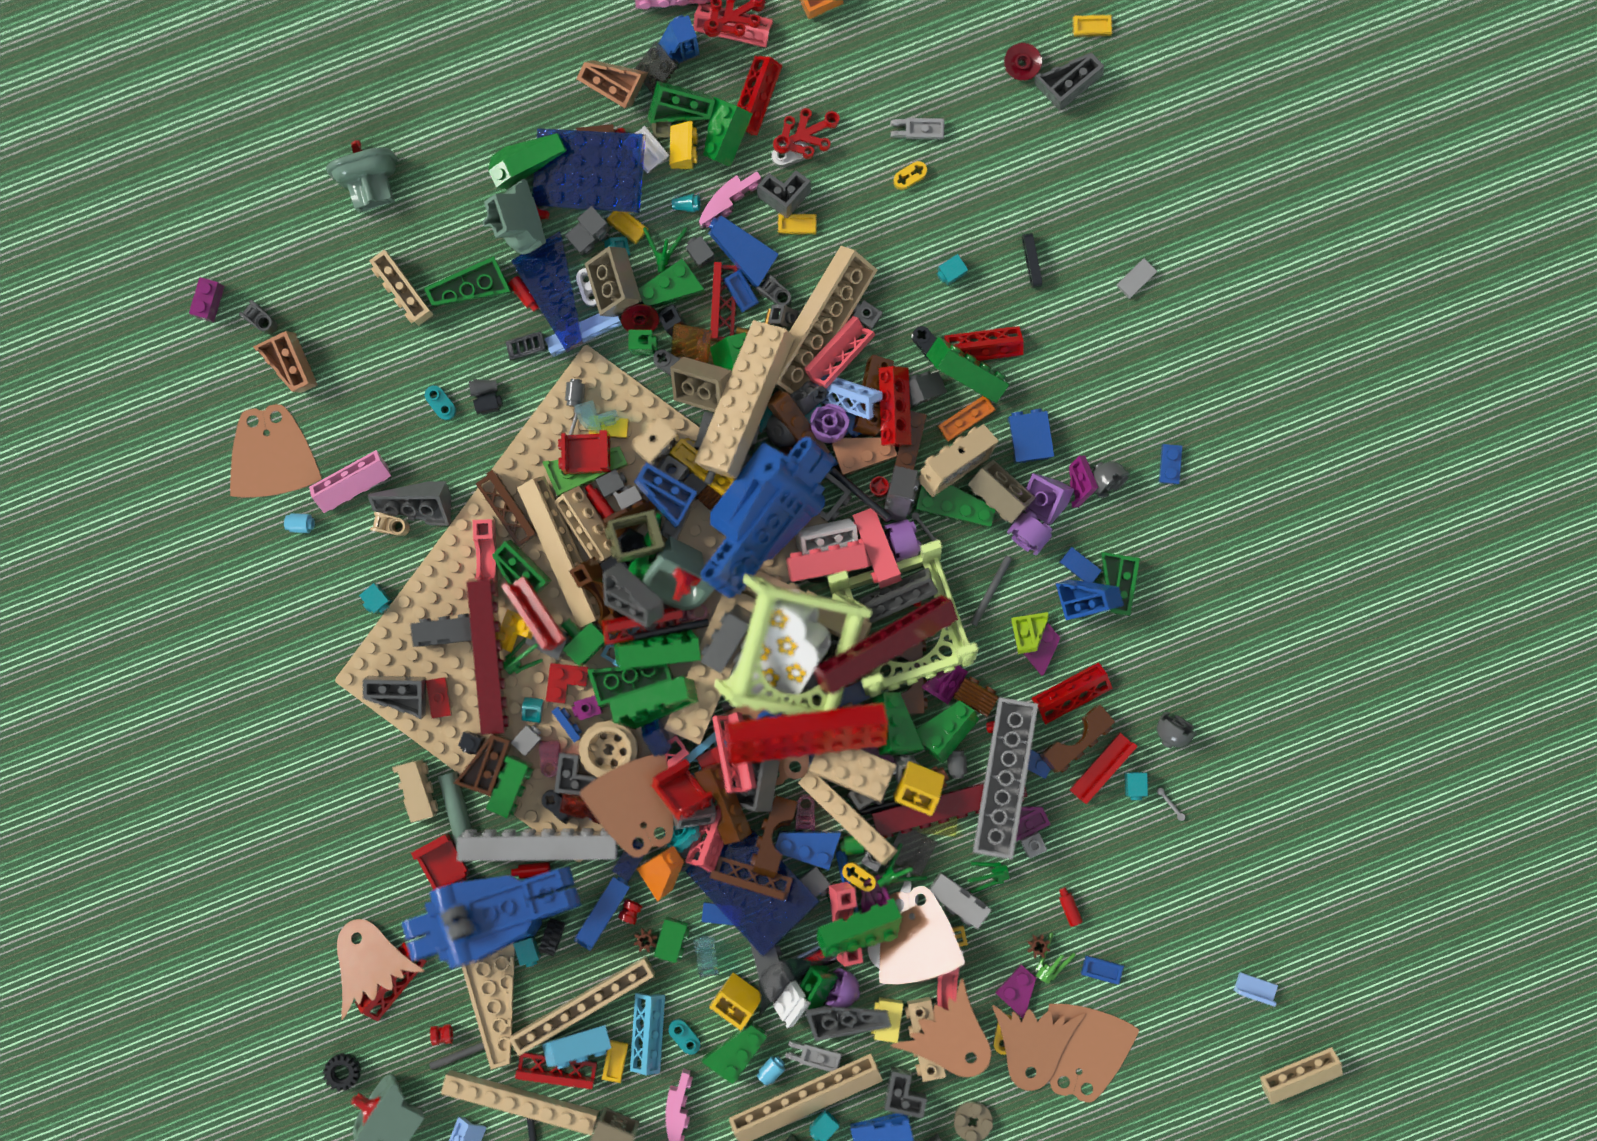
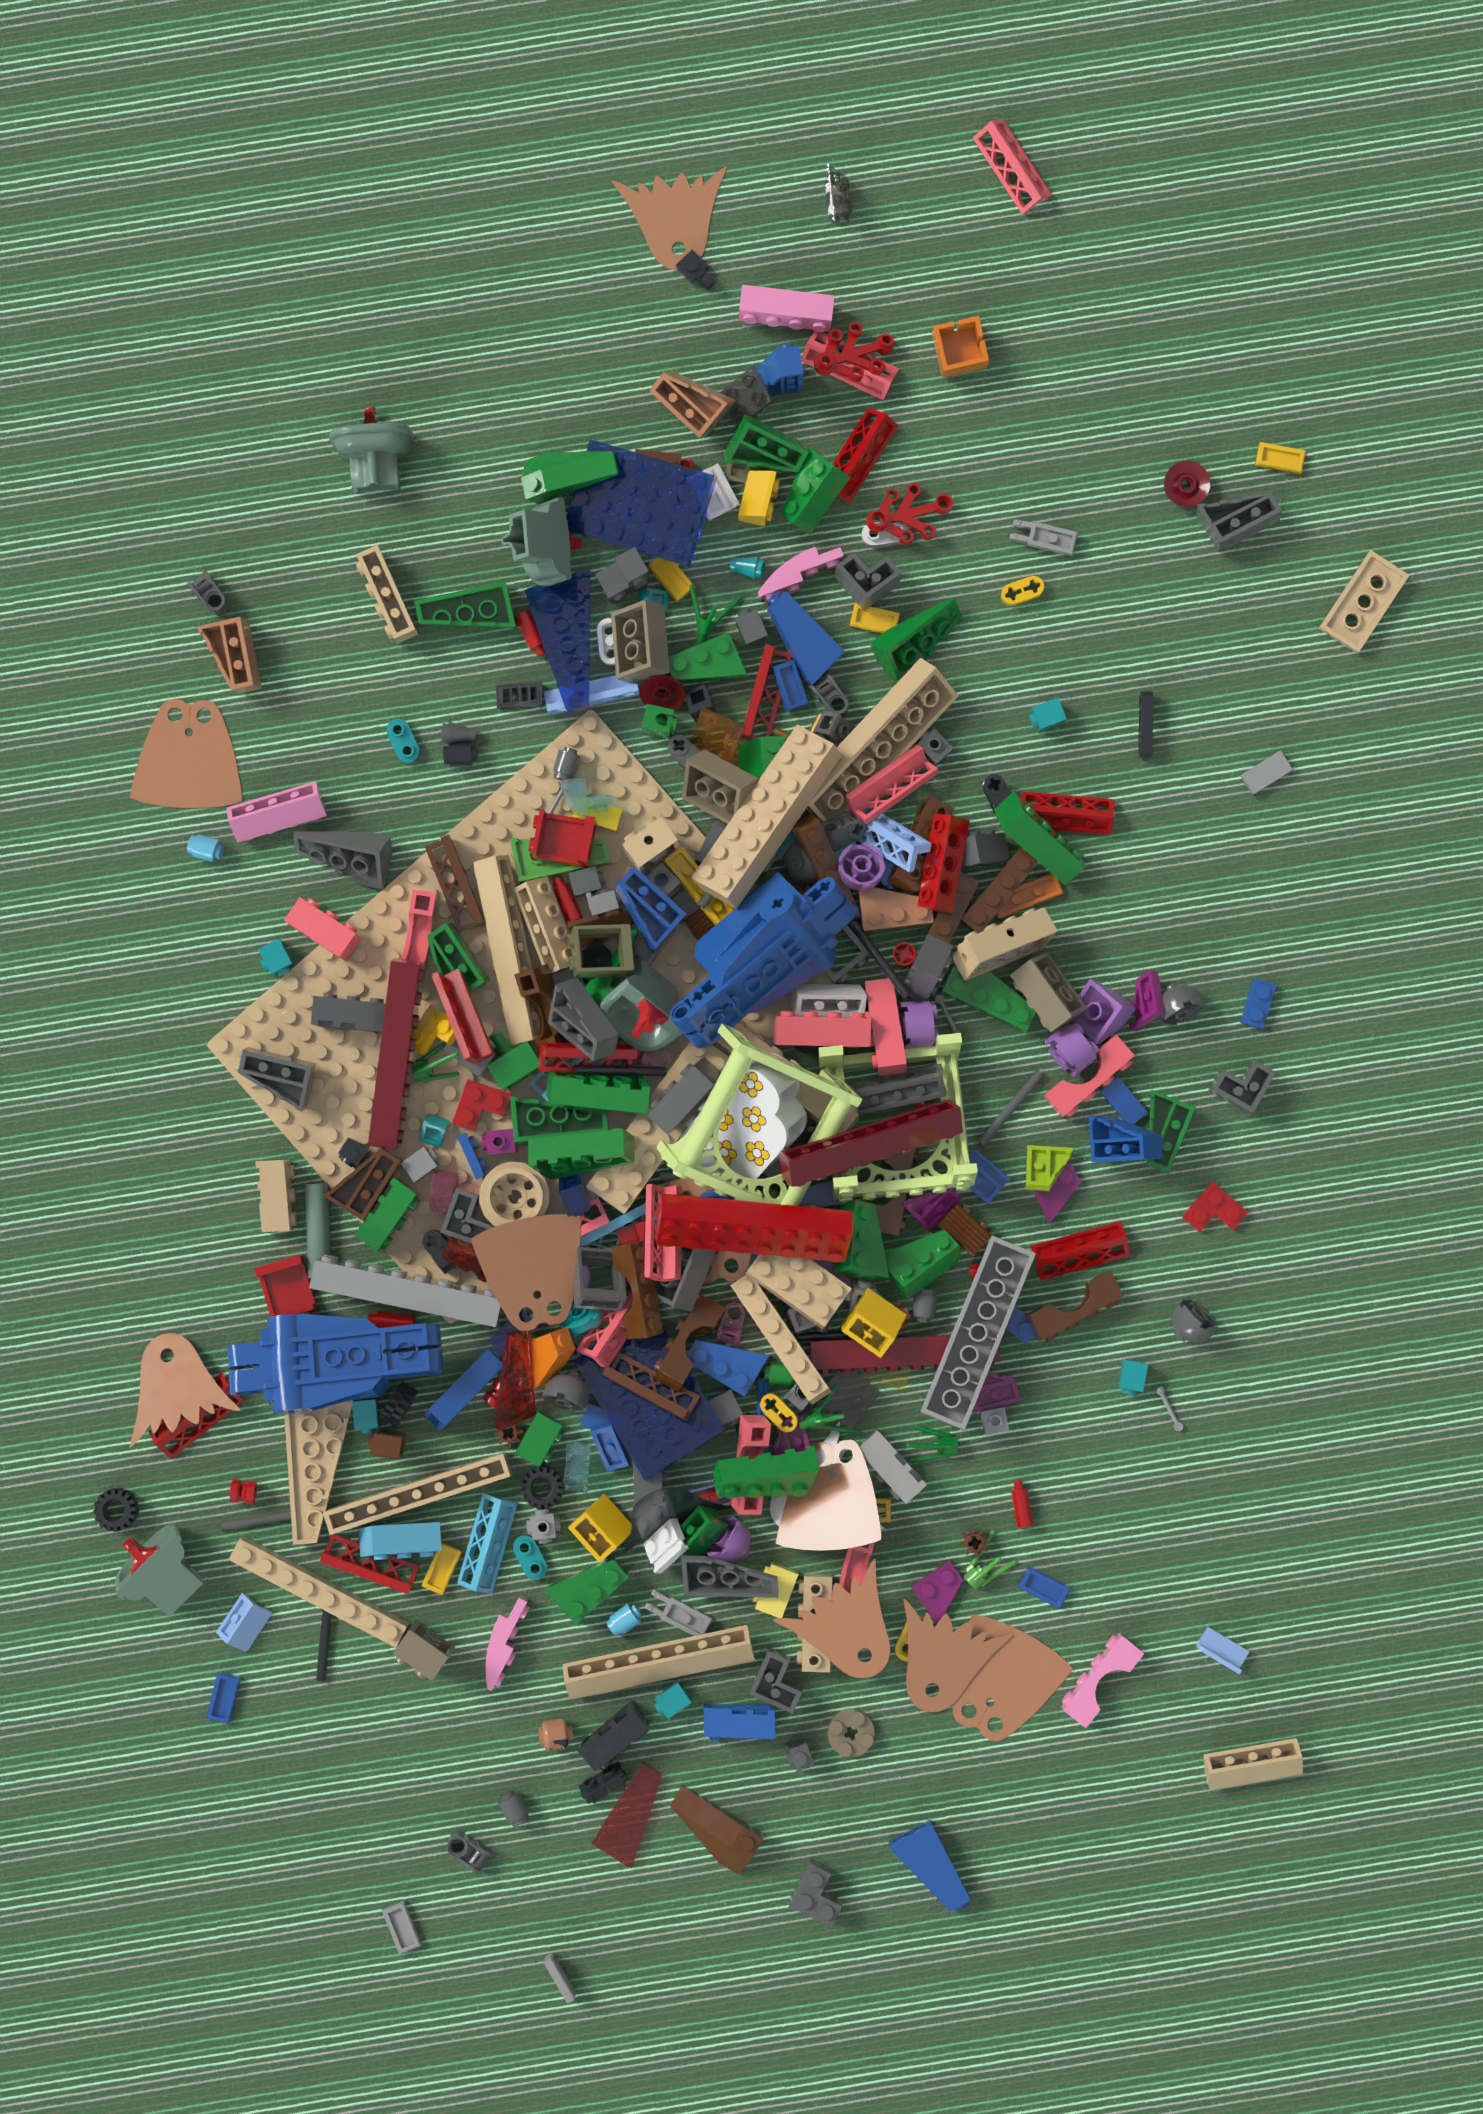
camera: 15 degrees right, 0 degrees up
(206, 299) = (152, 558): magenta brick -> none
(387, 524) = (308, 872): tan piece -> none
(408, 566) = (323, 928): none -> coral brick
(438, 697) = (326, 1091): red plate -> none
(461, 928) = (296, 1367): dark grey wheel -> none
(549, 972) = (387, 1444): none -> reddish brown brick
(643, 901) = (516, 1387): none -> clear red wing
(678, 989) = (542, 1501): none -> black tyre
(681, 790) = (590, 1263): red panel -> none
(685, 896) = (568, 1391): none -> dark grey cylinder
(689, 1002) = (550, 1519): none -> light grey brick
(729, 934) = (610, 1447): none -> blue plate
(832, 231) = (914, 638): none -> green wedge
(944, 419) = (999, 891): none -> reddish brown arch
(987, 651) = (989, 1177): none -> blue plate
(1031, 436) = (1098, 934): blue panel -> none
(1063, 533) = (1111, 1057): none -> coral arch
(1102, 768) = (1097, 1347): red fence -> none
(1169, 631) = (1212, 1203): none -> red plate
(1174, 1012) = (1119, 1655): none -> bright pink arch
(1176, 537) = (1243, 1092): none -> dark grey brick
(1190, 138) = (1380, 600): none -> tan plate

